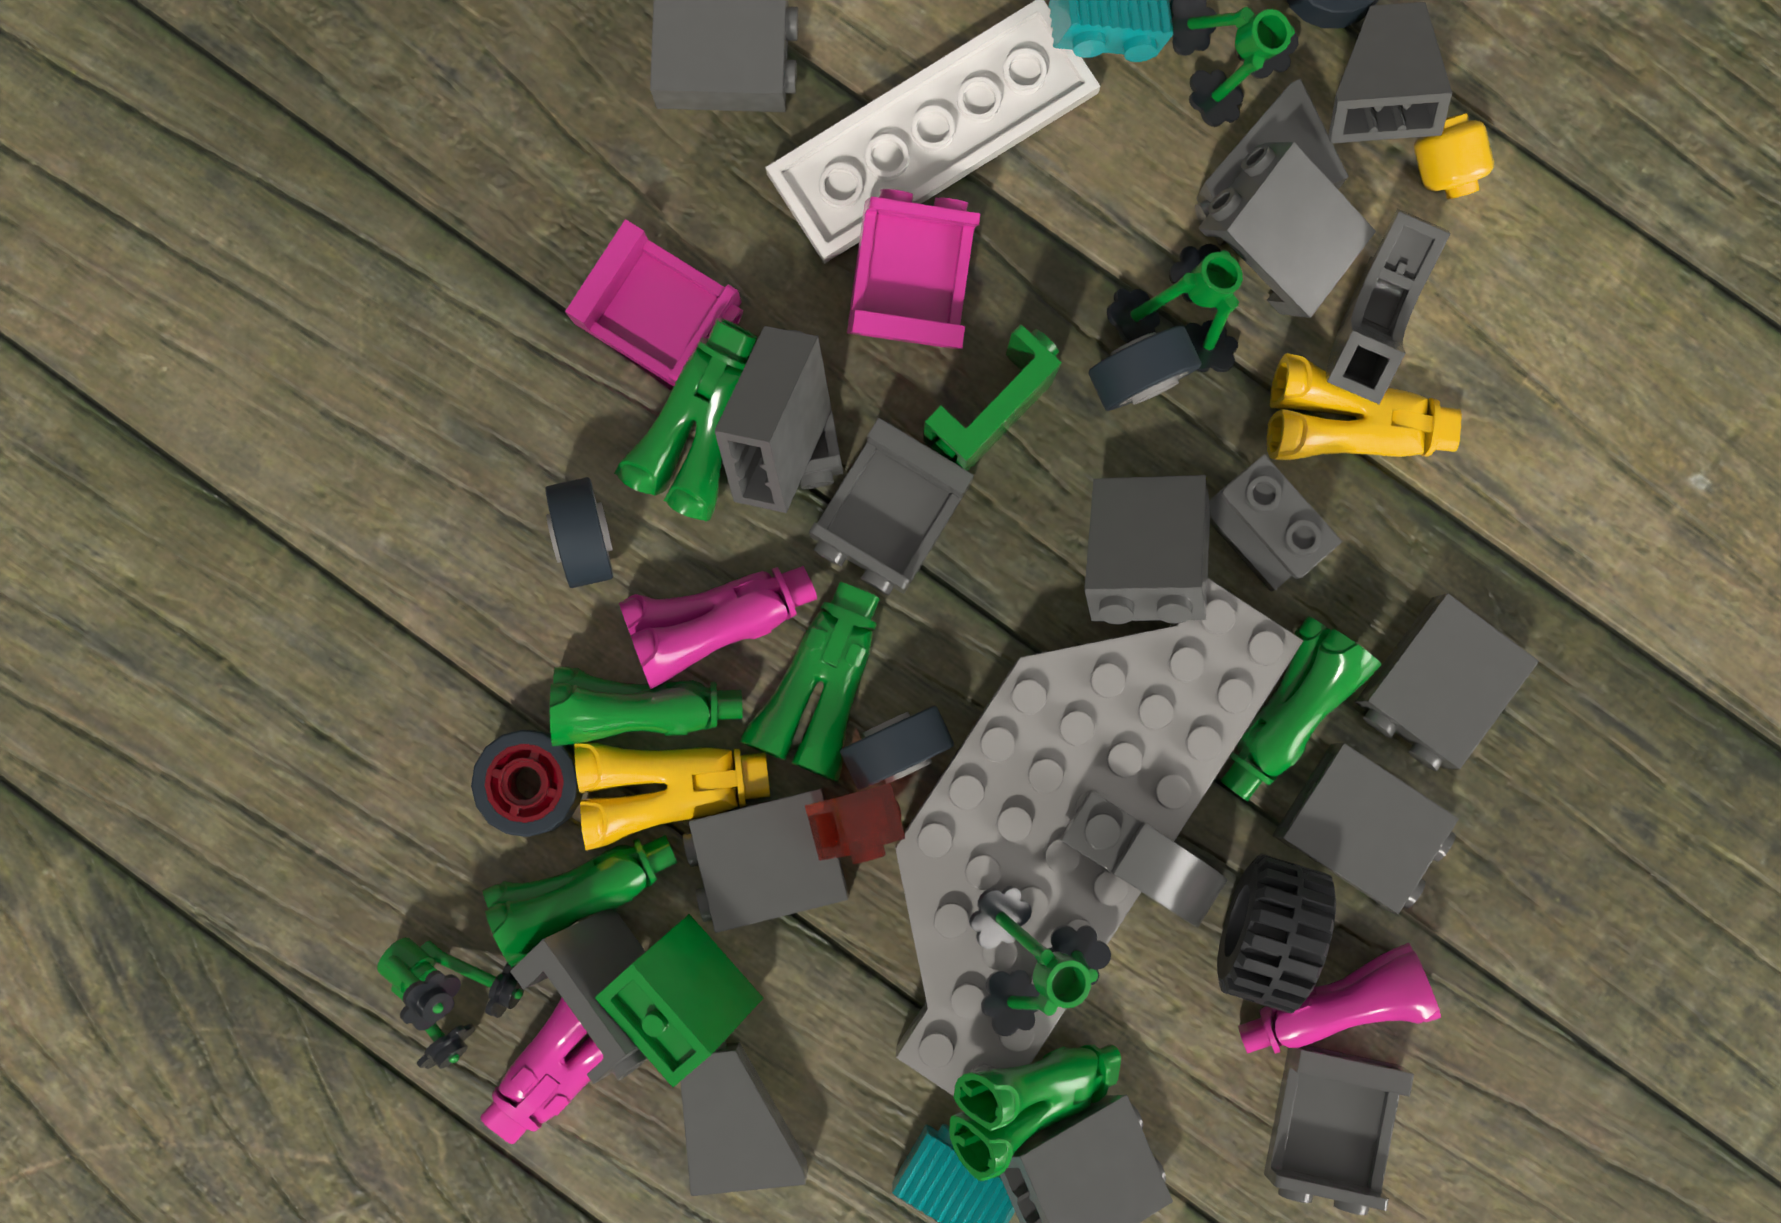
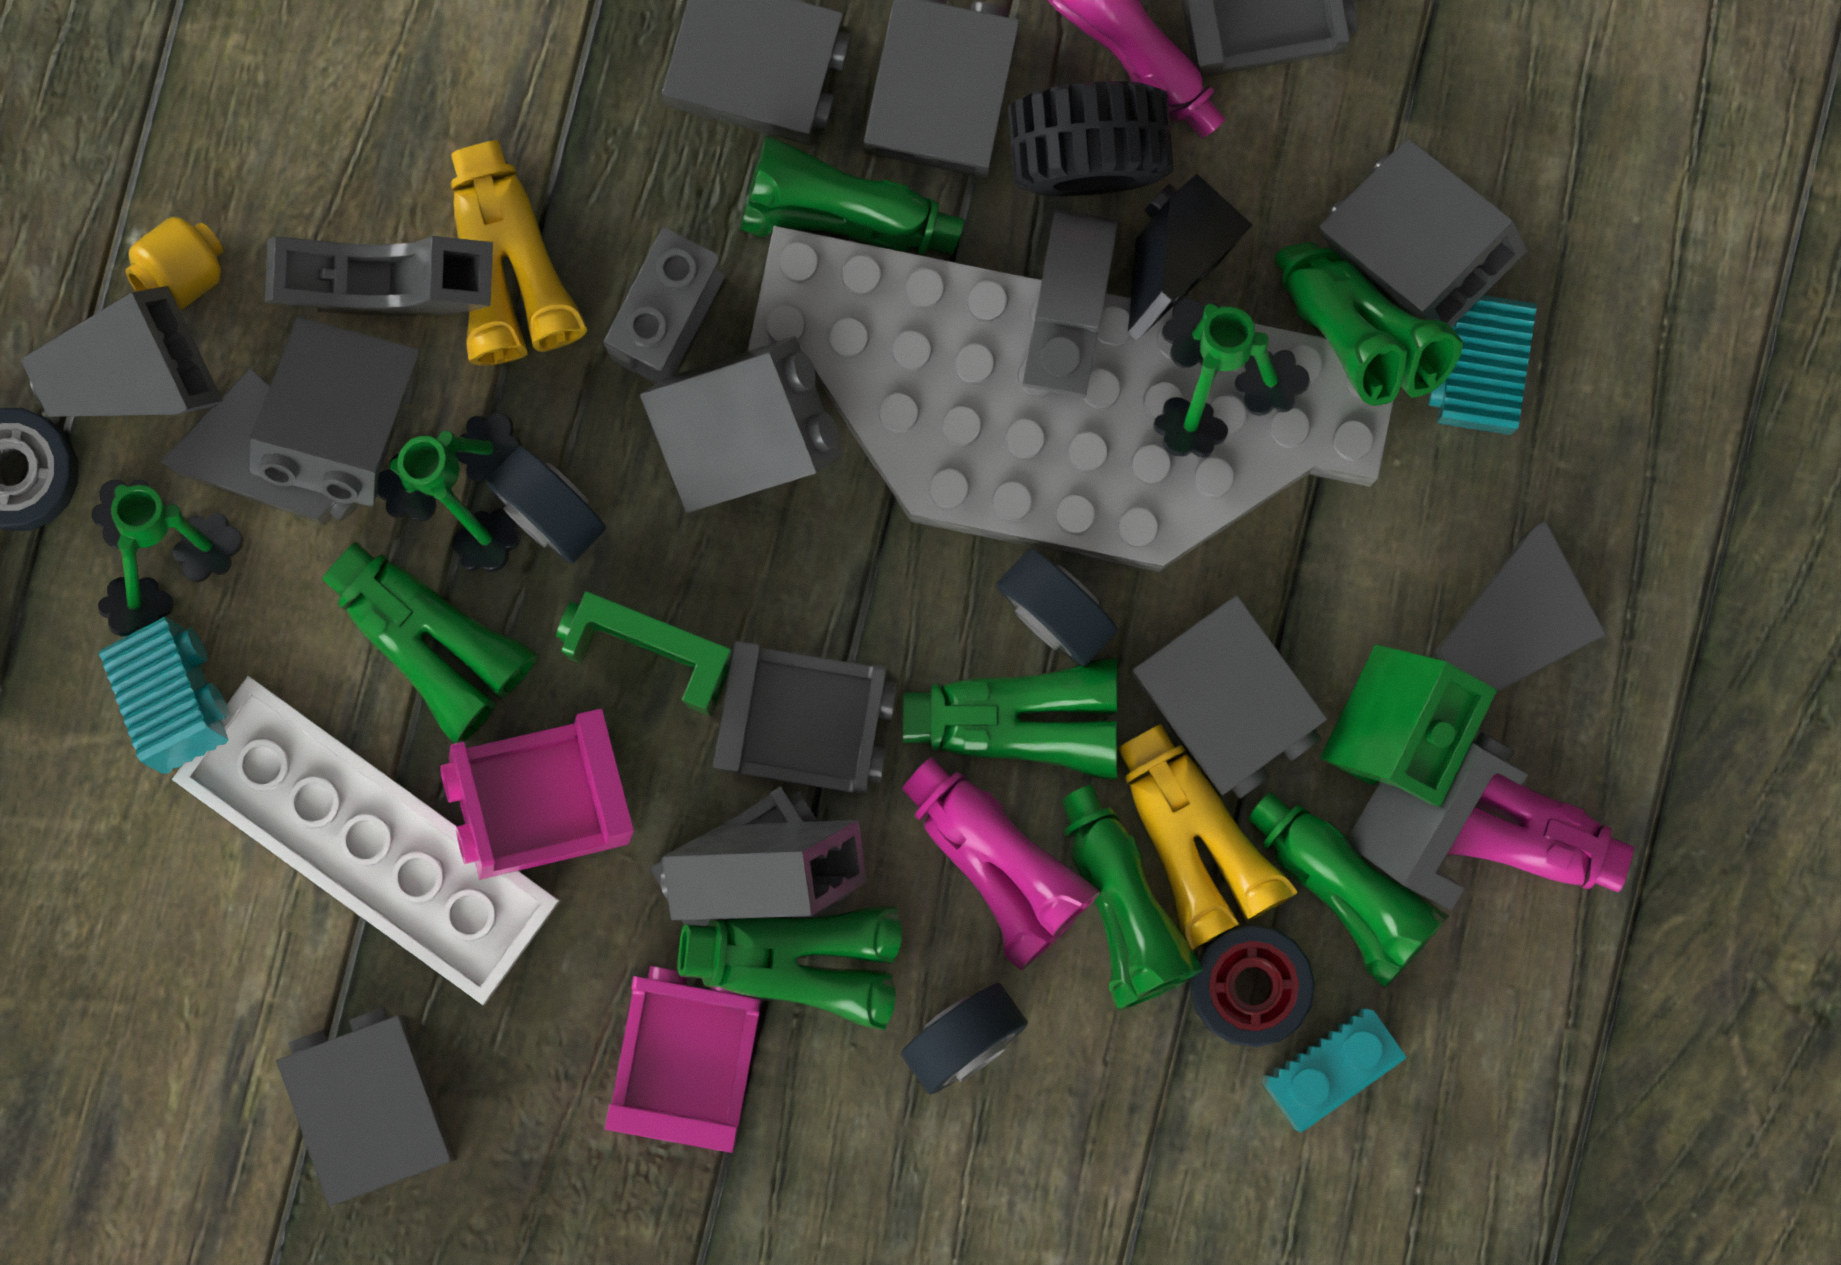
camera: 115 degrees left, 0 degrees up
(430, 994) = (1499, 1026): plant -> none
(433, 820) = (1333, 1069): none -> teal brick
(856, 824) = (1154, 616): clear red brick -> none
(1101, 223) = (397, 616): none -> green piece
(1153, 969) = (1179, 248): none -> black slope

